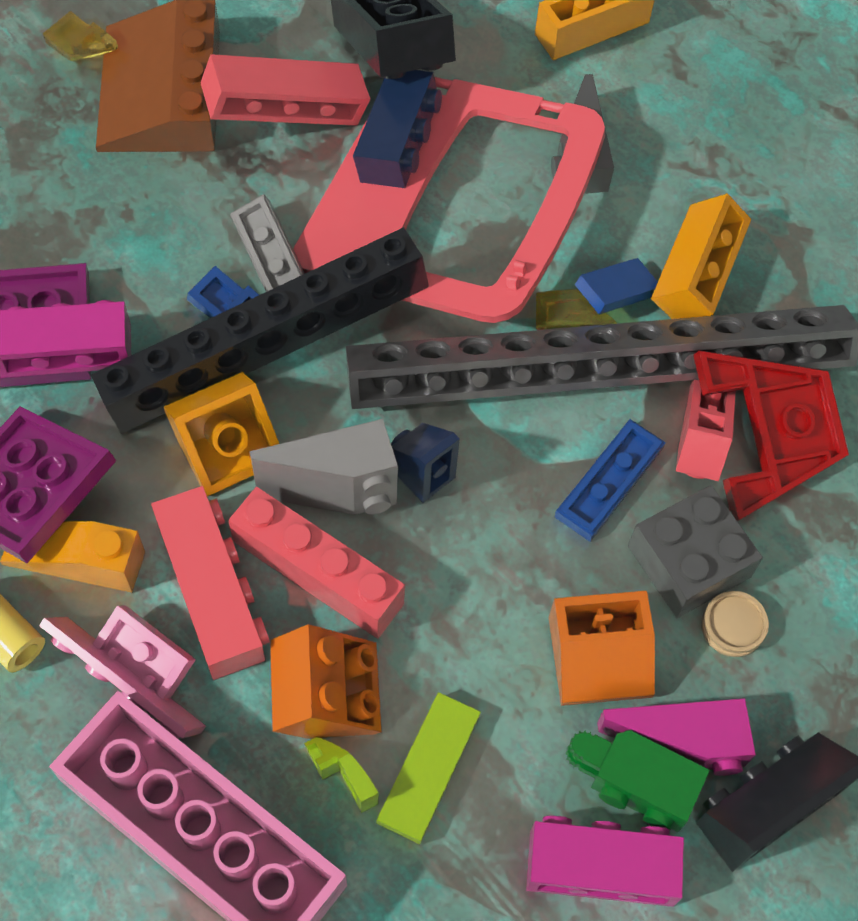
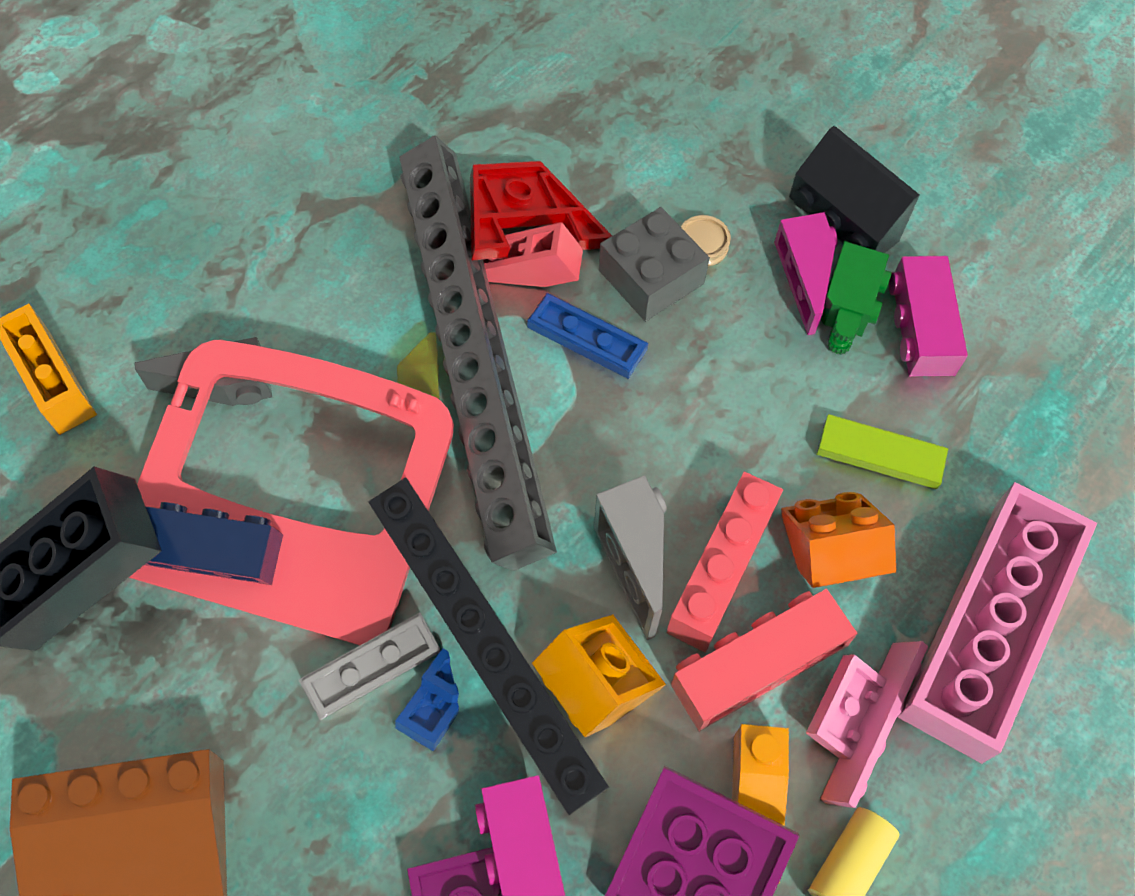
camera: 95 degrees left, 0 degrees up
(284, 90) = (160, 674): coral brick -> none
(331, 759) = (918, 499): lime slope -> none
(426, 459) = (605, 466): dark blue slope -> none
(603, 647) = (752, 324): orange slope -> none
(617, 285) = (389, 333): blue tile -> none
(701, 258) = (356, 265): light orange brick -> none

